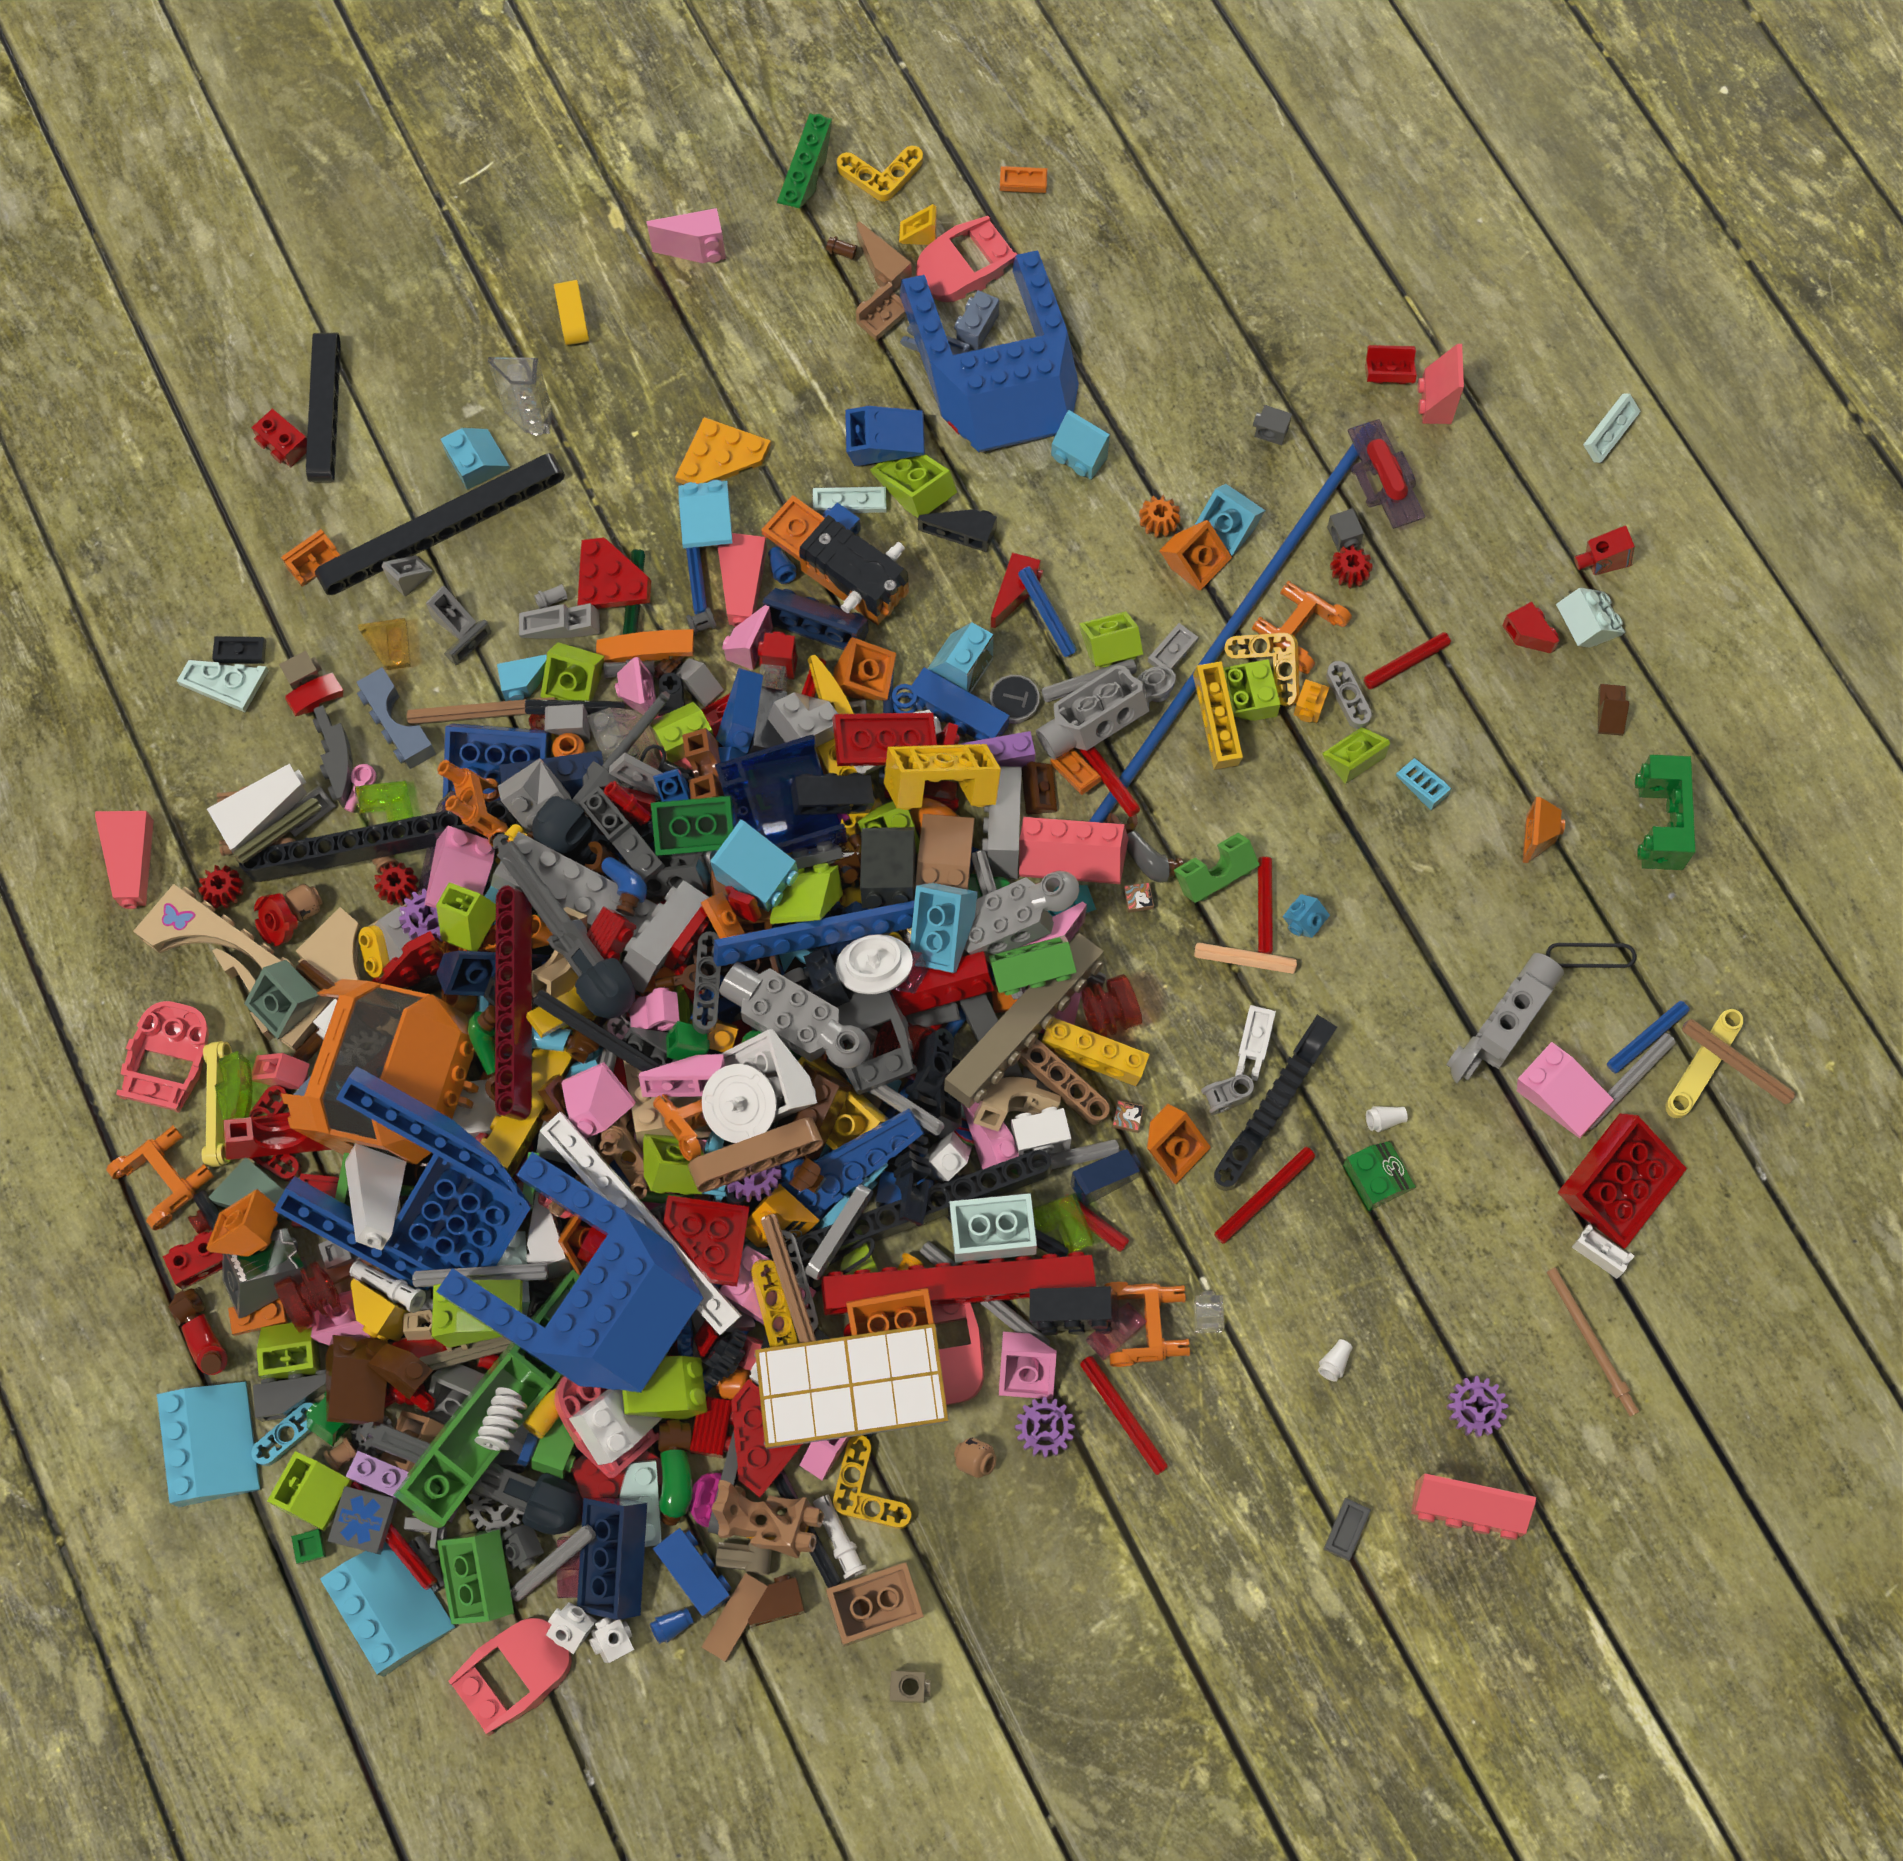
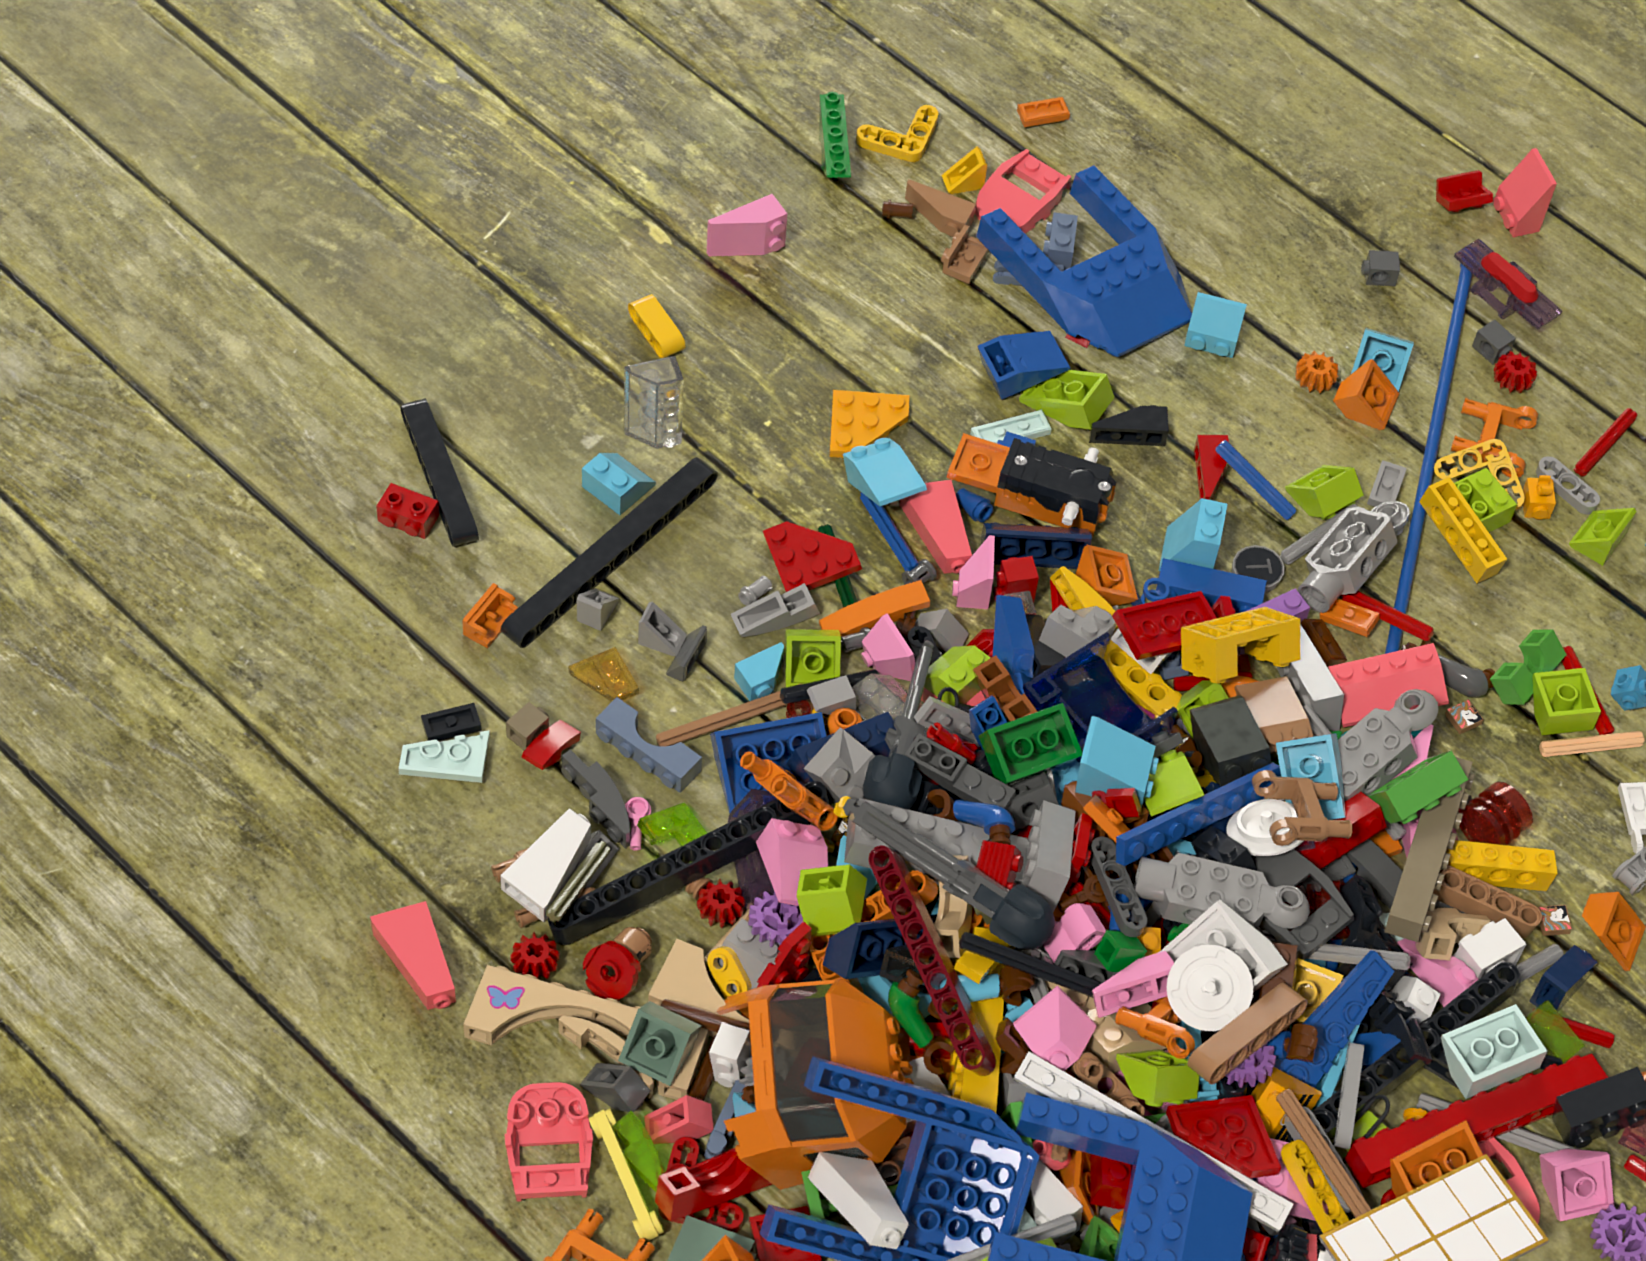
camera: 25 degrees left, 15 degrees down
(240, 1024) = (616, 1086): none -> dark grey slope
(832, 794) = (1138, 691): black brick -> none
(906, 979) = (1310, 820): none -> medium nougat connector
(1233, 911) = (1564, 701): none -> lime slope

